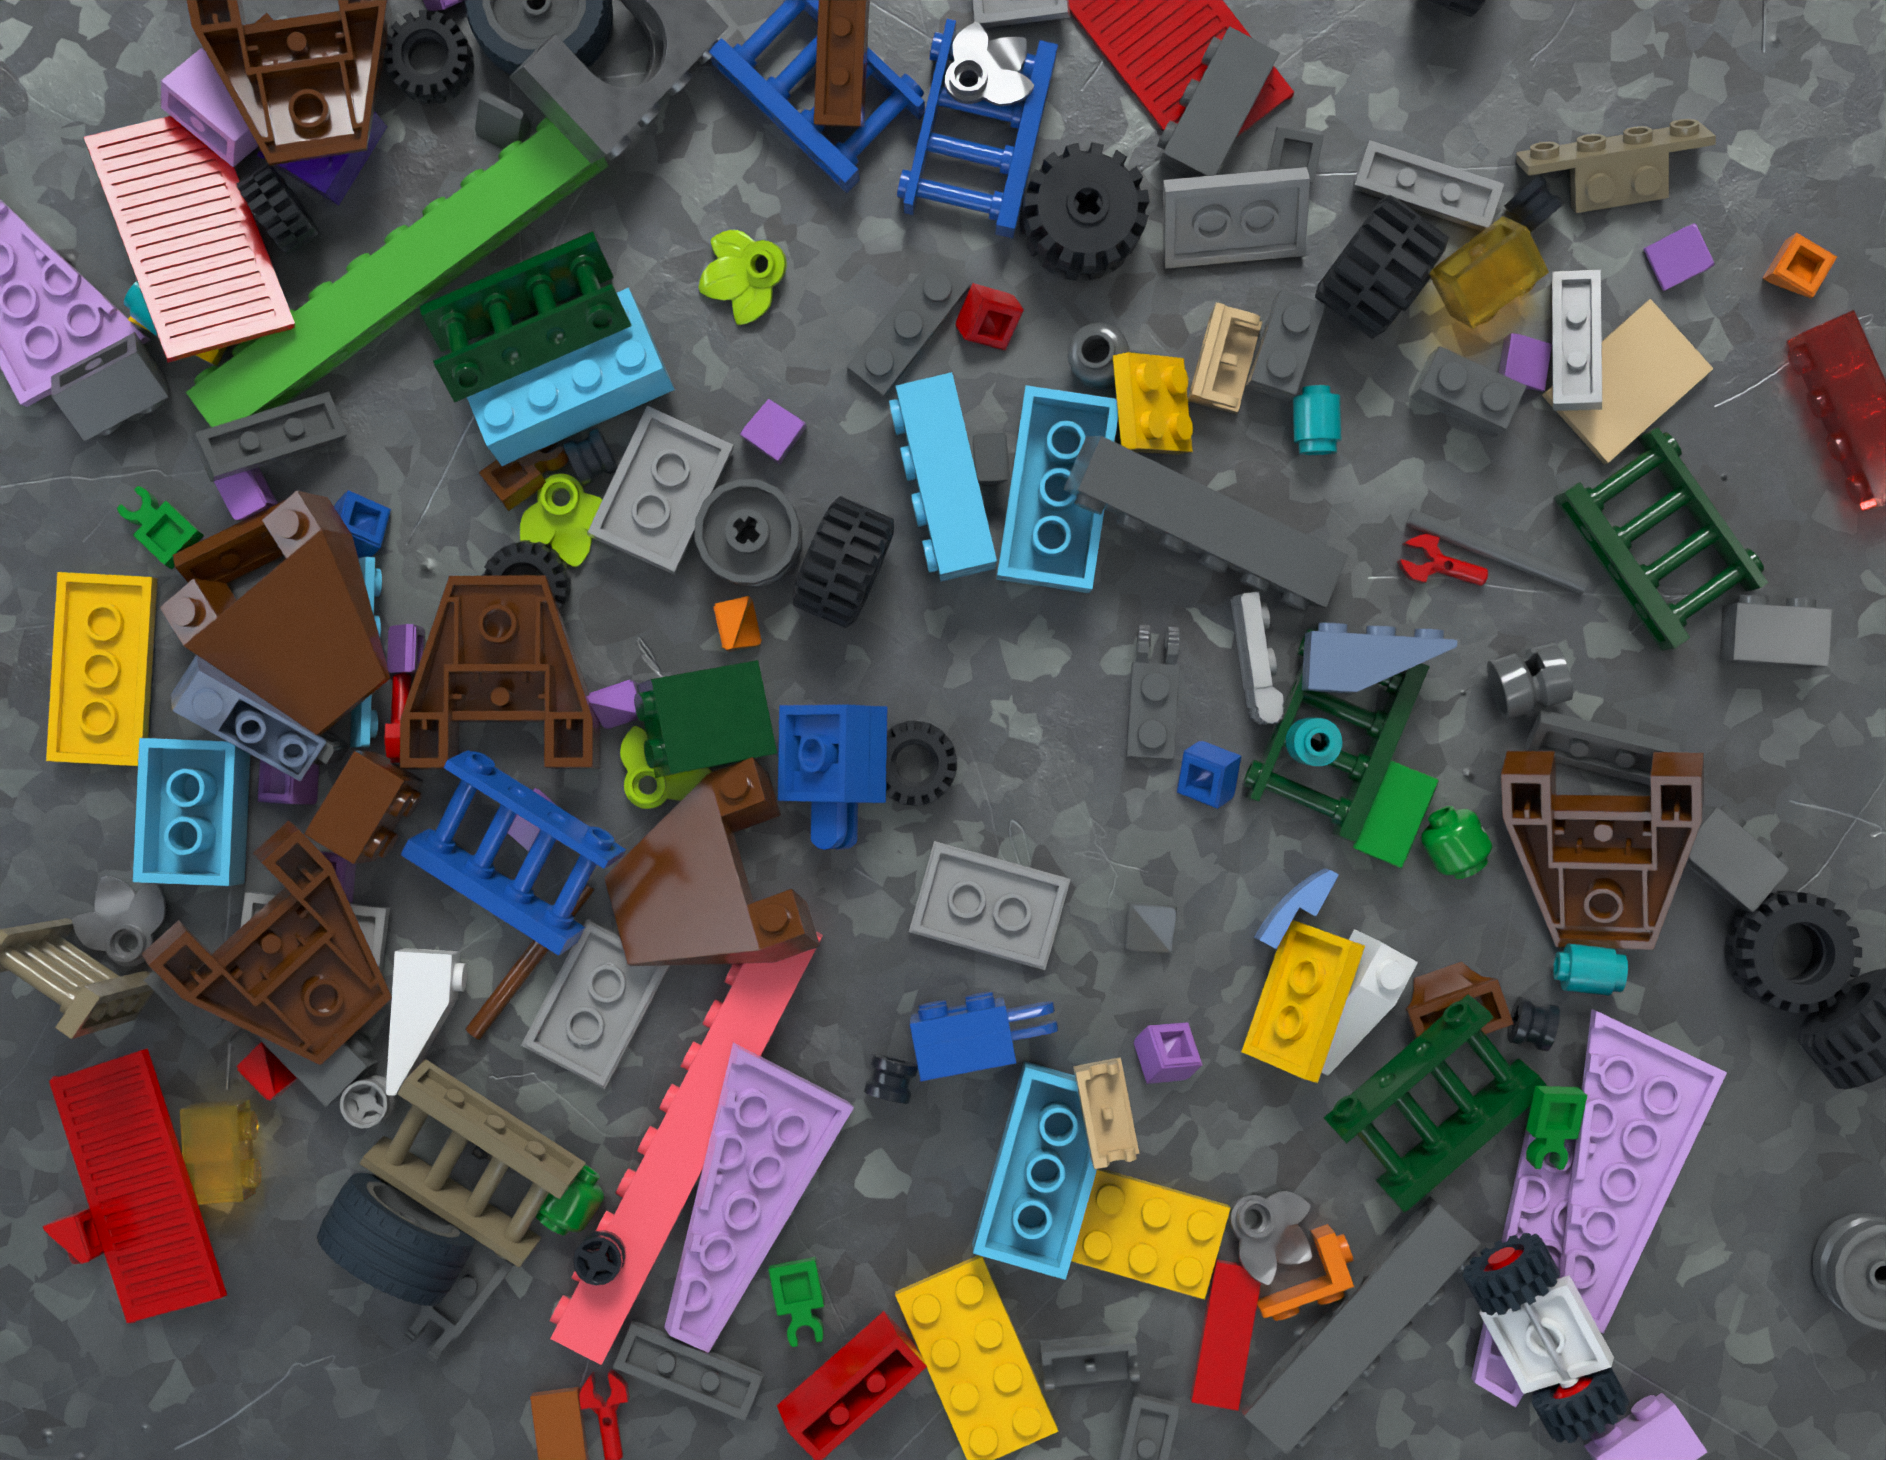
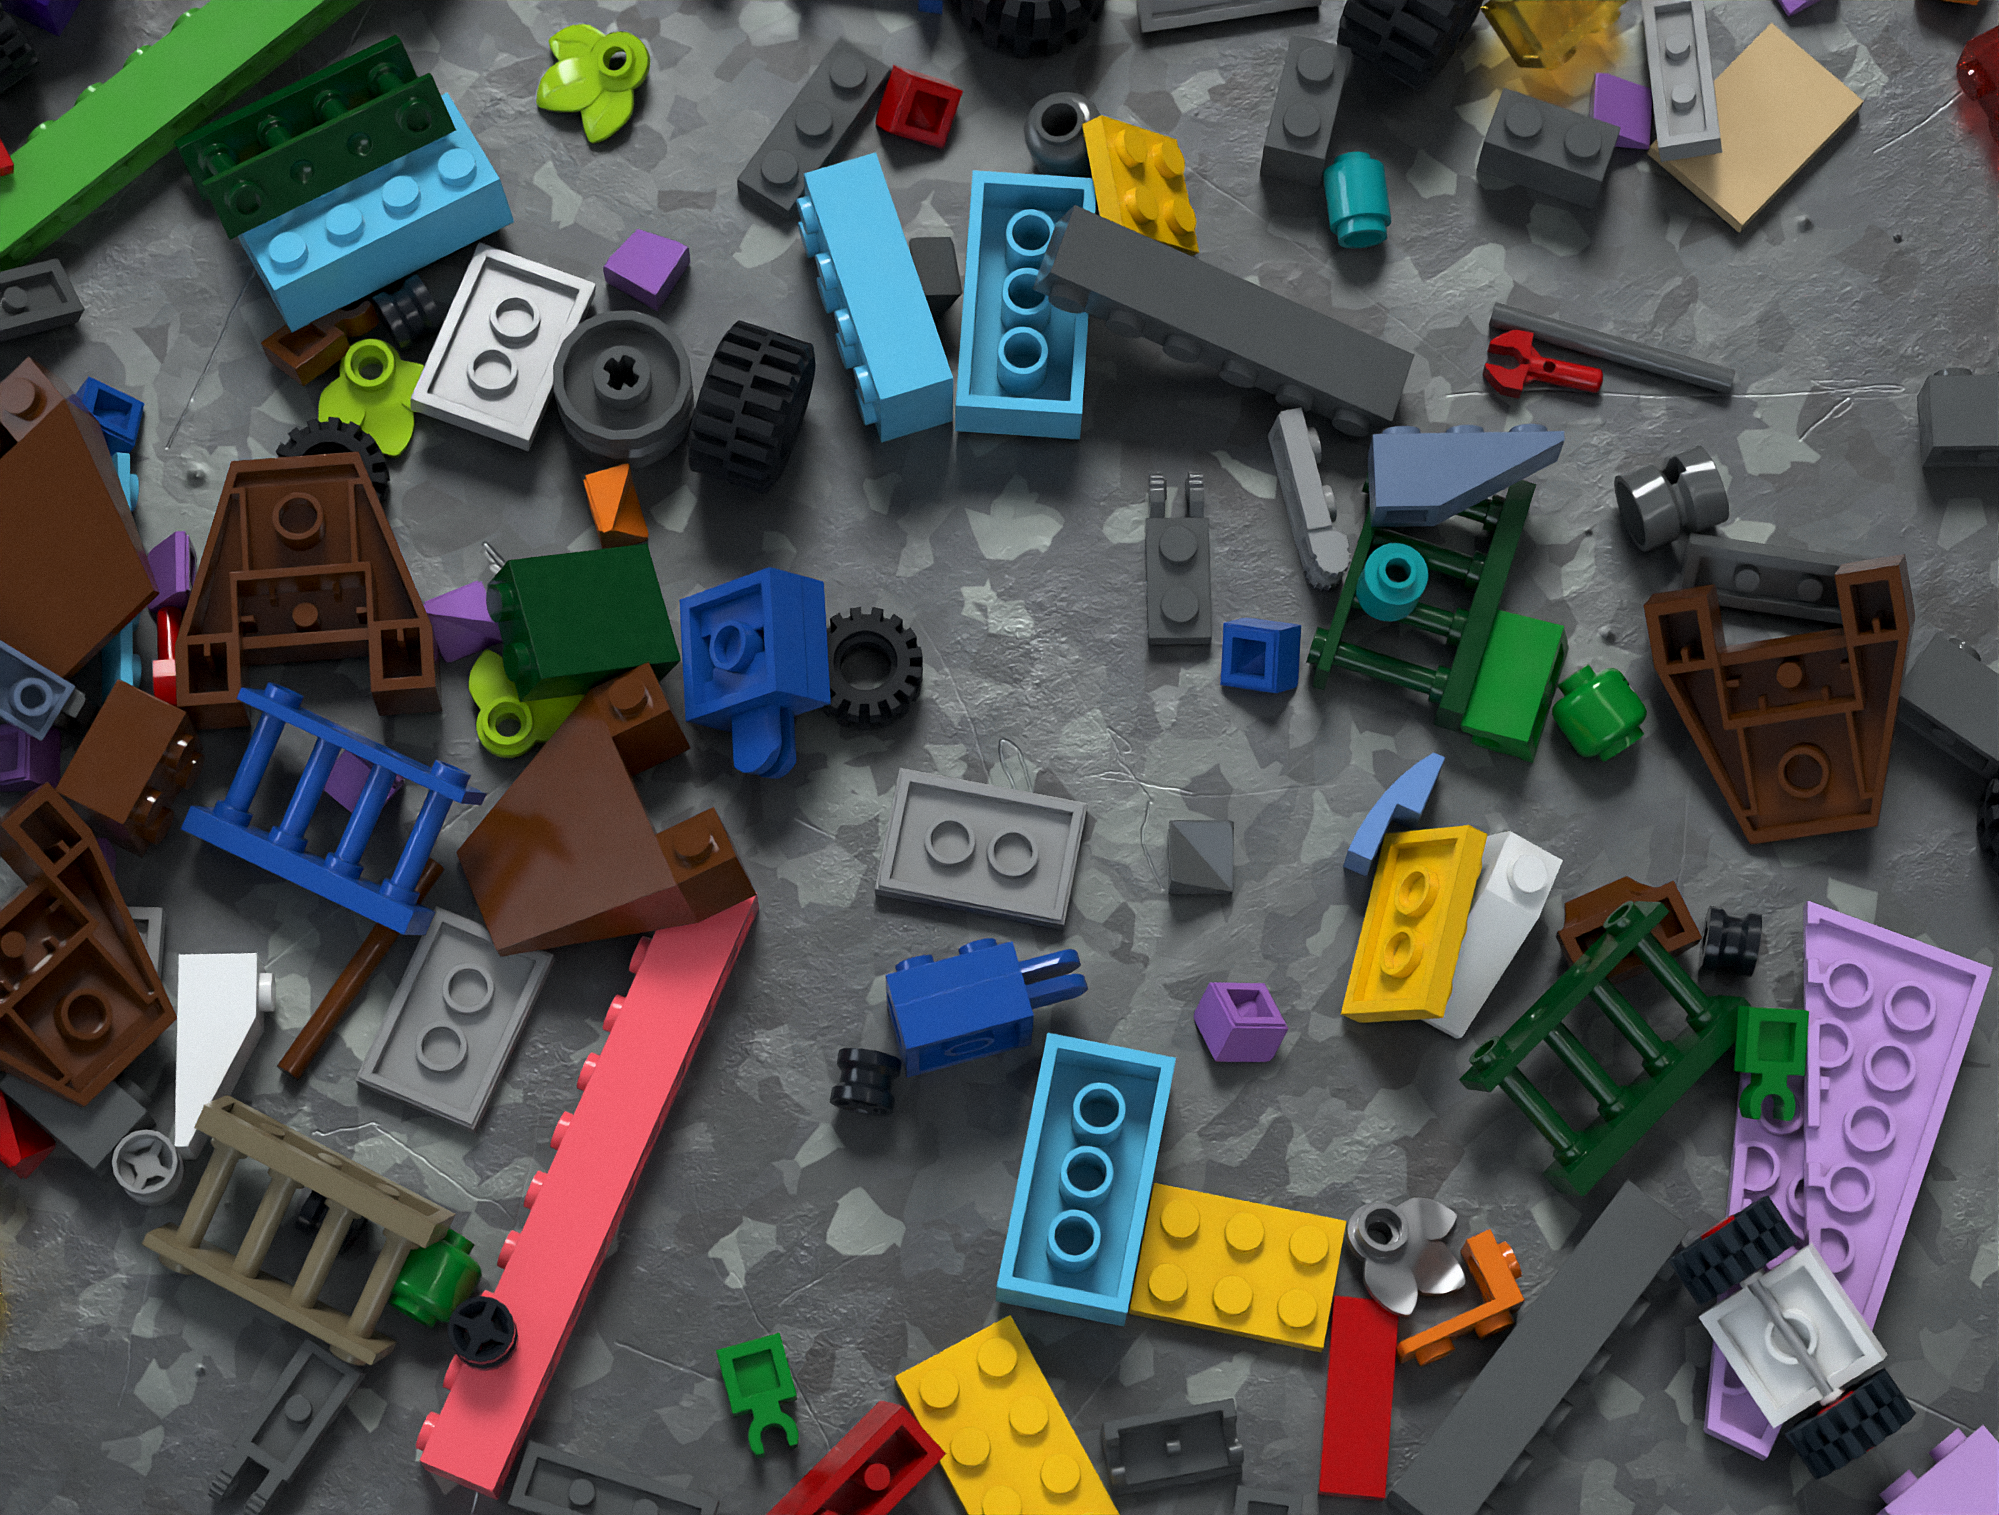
camera: 10 degrees left, 15 degrees down
(393, 1241) = (200, 1329): black wheel -> none
(756, 1167) = (690, 1211): lavender wing -> none
(1106, 1112) = (1160, 1074): tan hinge -> none
(1225, 358) = (1230, 134): tan hinge -> none
(1590, 969) = (1798, 864): teal brick -> none
(1640, 582) = (1802, 368): dark green fence -> none

